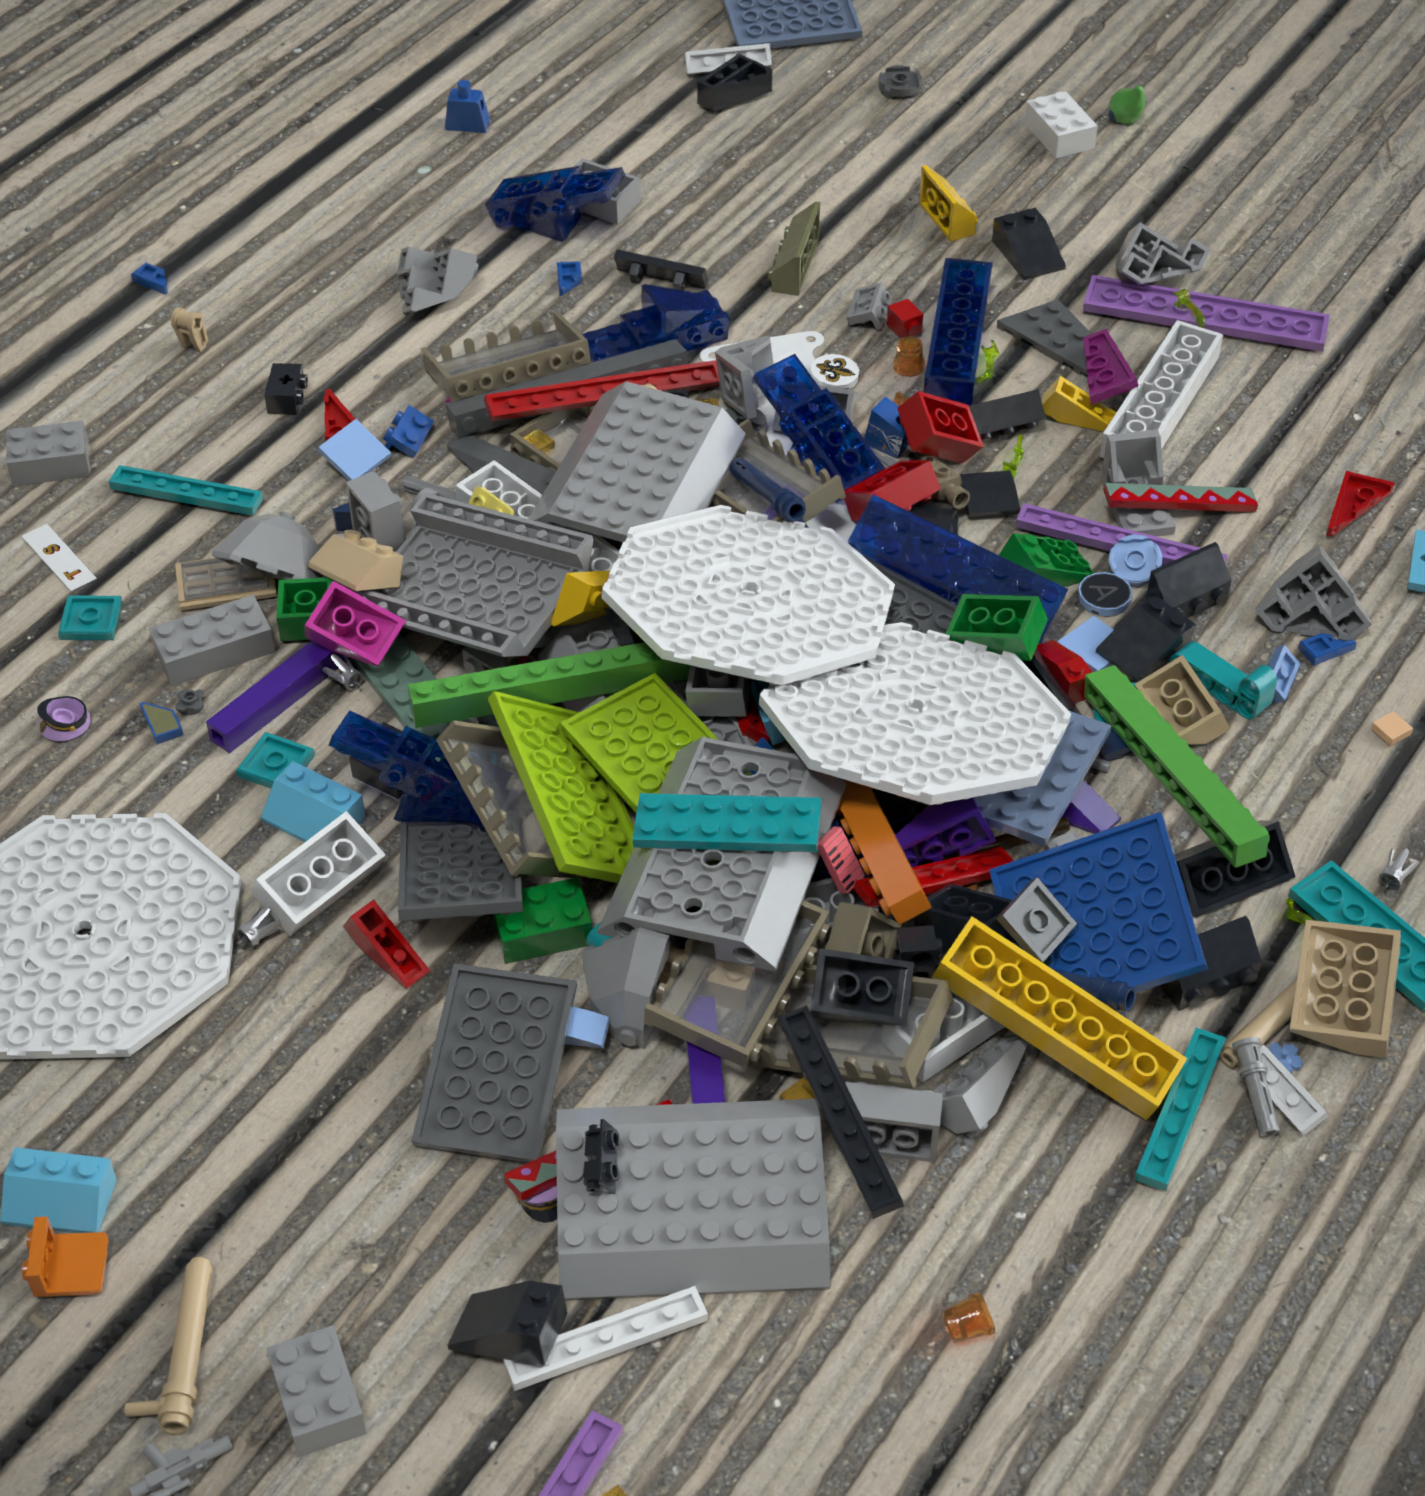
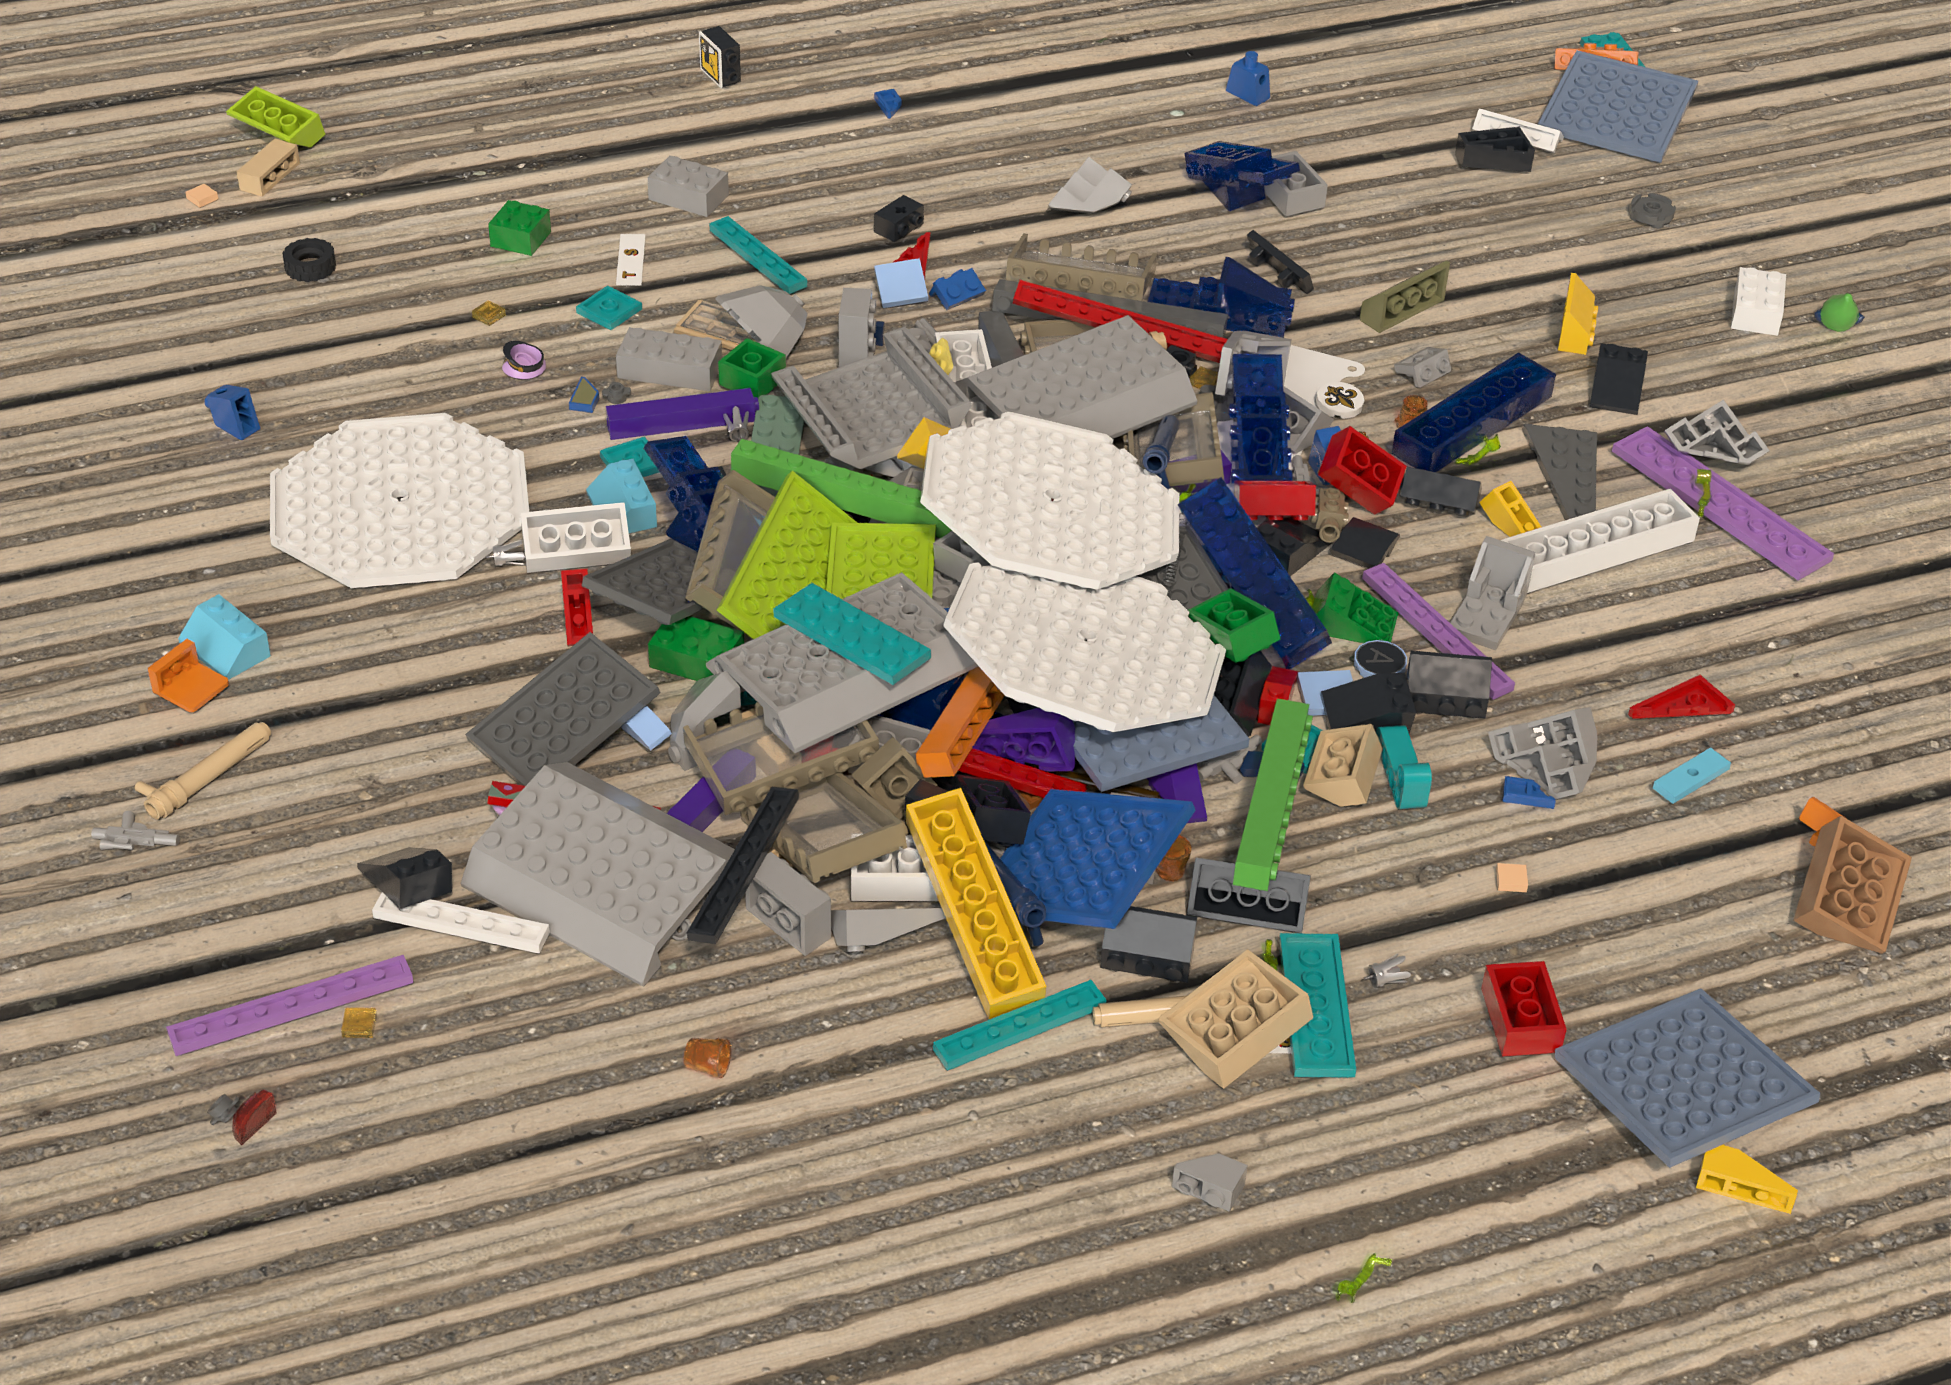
camera: 35 degrees right, 5 degrees down
(189, 328) = (870, 145): tan piece -> none
(316, 1391) = (251, 840): light grey brick -> none
(353, 625) = (758, 387): dark pink slope -> none
(358, 562) = (811, 352): tan slope -> none
(540, 440) = (1043, 338): clear yellow tile -> none
(568, 276) = (1204, 236): blue tile -> none
(603, 1143) = (550, 797): black hinge -> none
(840, 859) = (923, 708): coral tile -> none
(861, 988) = (842, 796): black slope -> none
(904, 319) = (1441, 384): red brick -> none
(1019, 453) = (1408, 536): clear neon green piece -> none
(1036, 920) = (1024, 828): plate -> none
(1106, 367) = (1566, 497): magenta wing -> none
(1135, 559) = (1430, 639): light blue tile -> none
(1180, 497) = (1523, 622): red tile -> none
(1254, 1072) = (1093, 1027): light grey pin -> none
(1285, 667) = (1457, 788): medium blue plate -> none
(1287, 1056) = (1142, 1043): medium blue plant -> none
(1290, 1095) = (1111, 1059): white plate -> none

